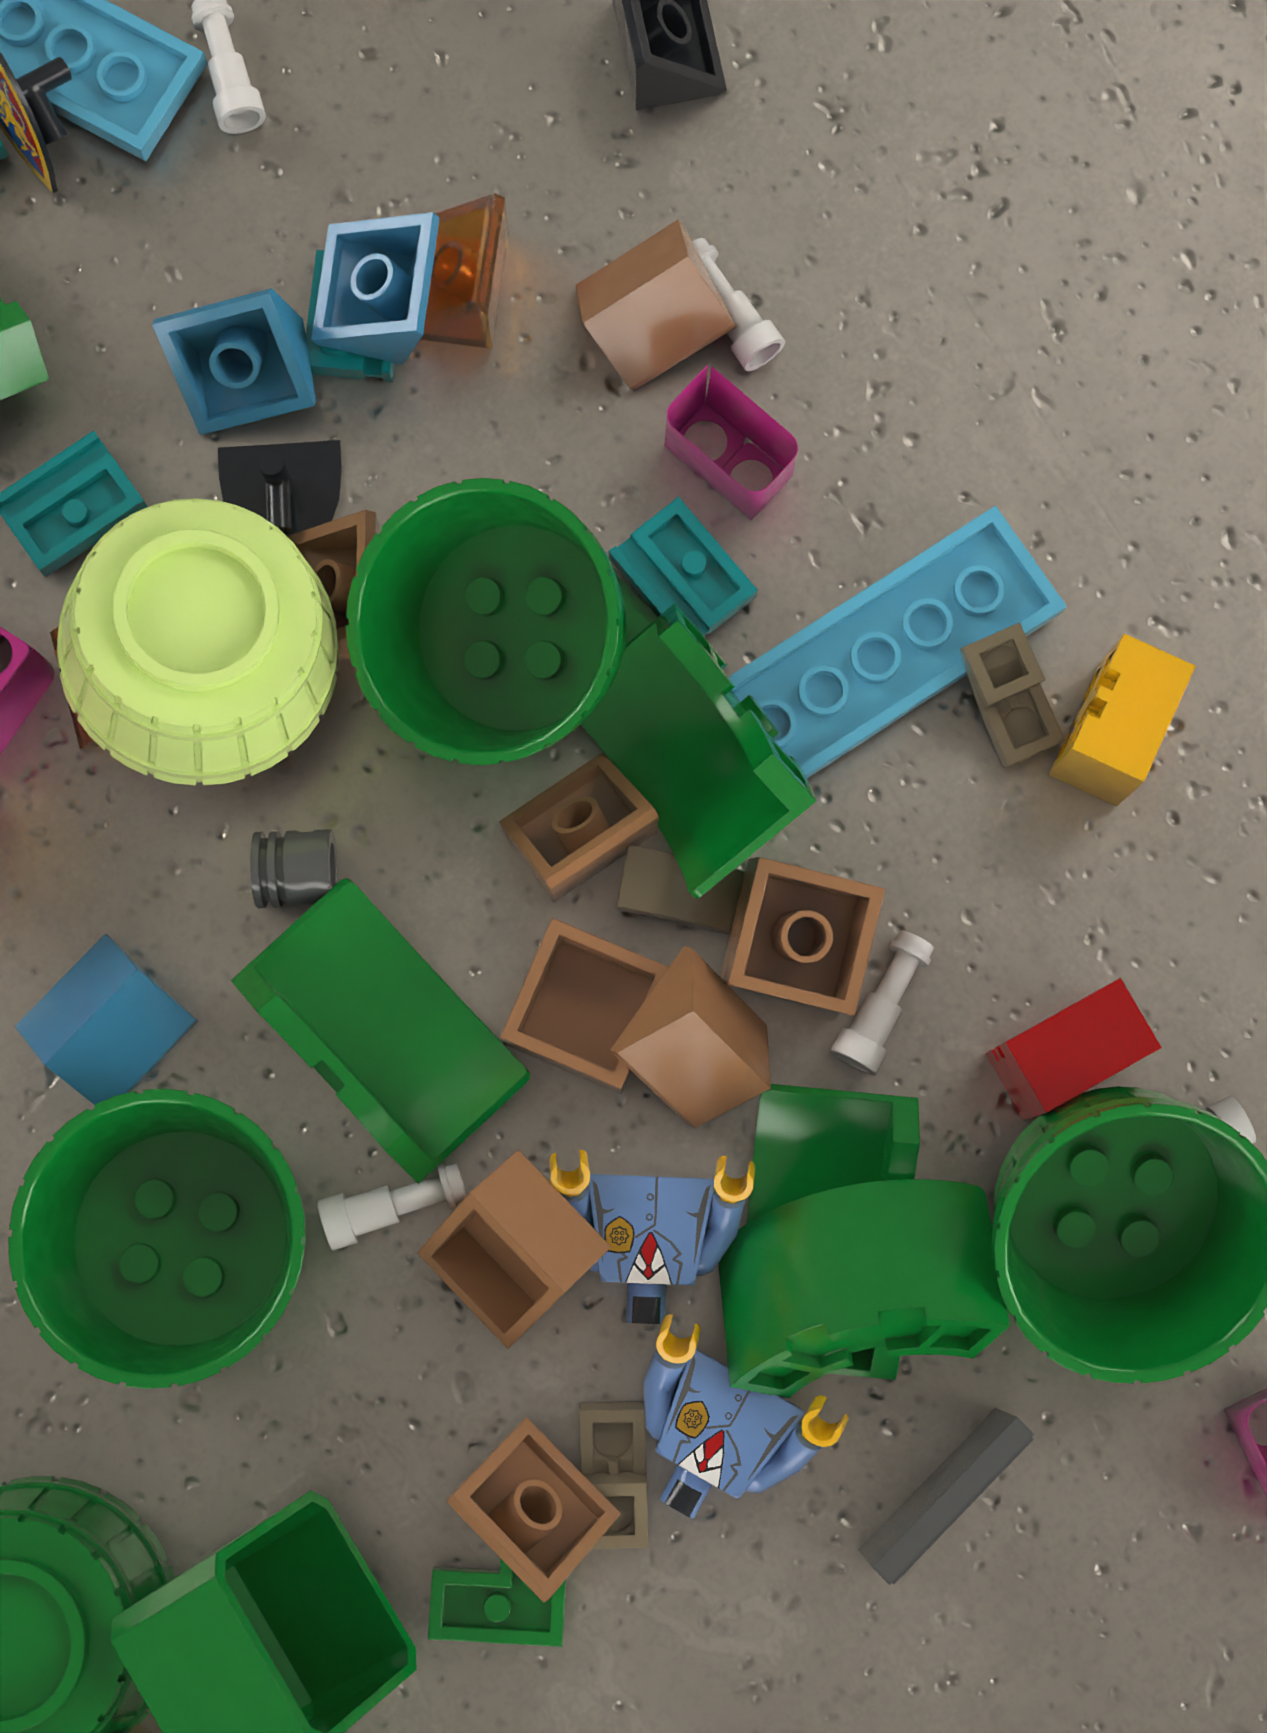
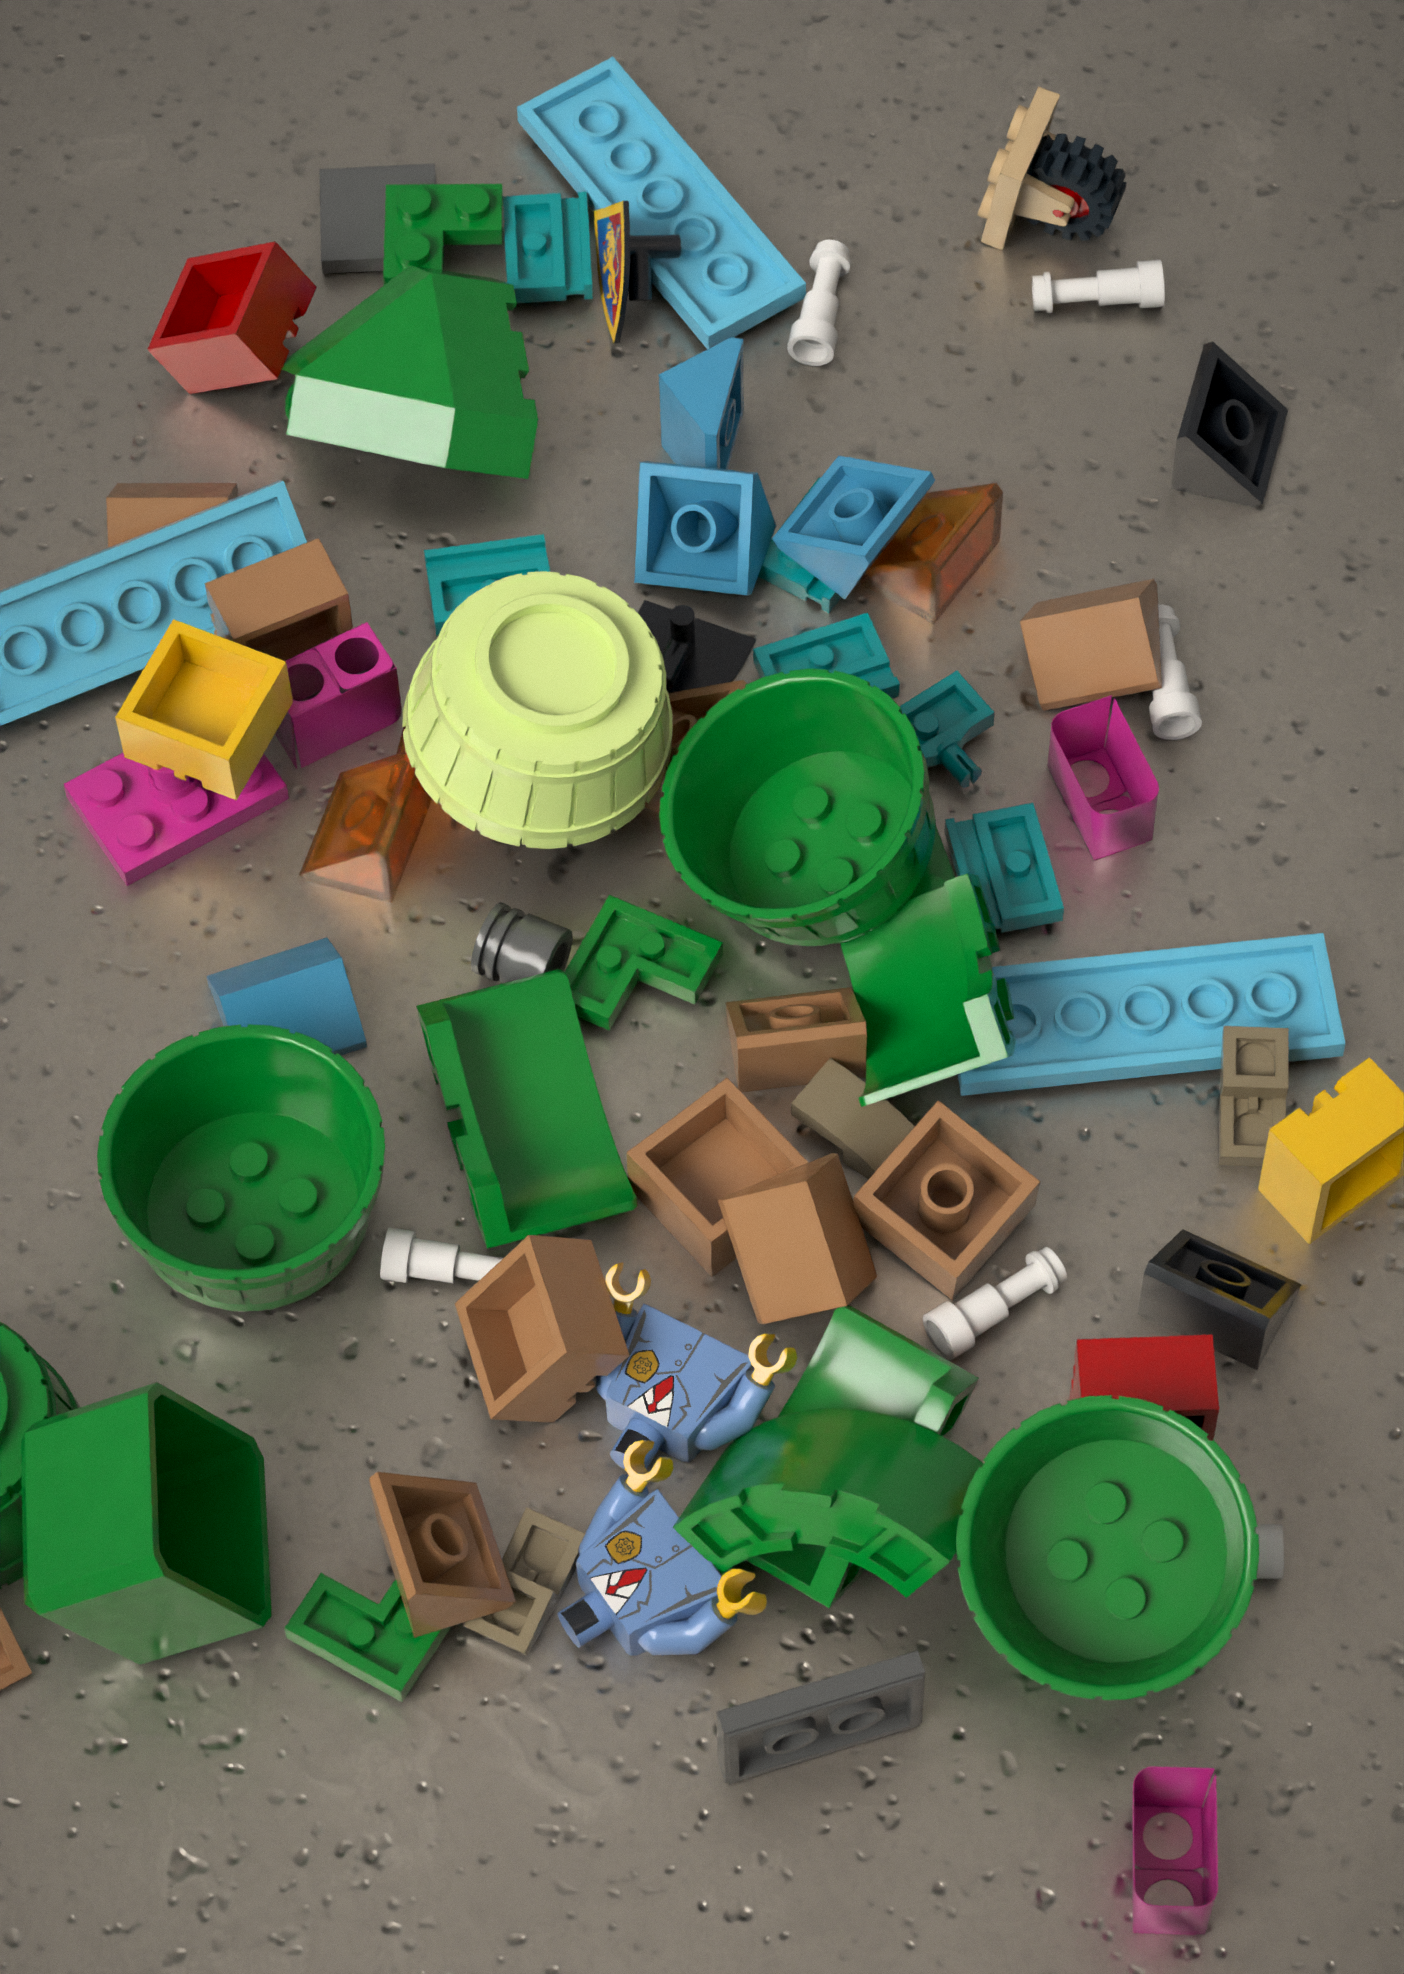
camera: 30 degrees right, 20 degrees down
(85, 811) = (368, 829): none -> clear orange slope
(178, 236) = (703, 406): none -> dark azure slope
(390, 810) = (636, 946): none -> green plate
(424, 444) = (843, 646): none -> teal plate
(553, 454) = (947, 719): none -> teal plate
(1073, 899) = (1216, 1293): none -> black slope

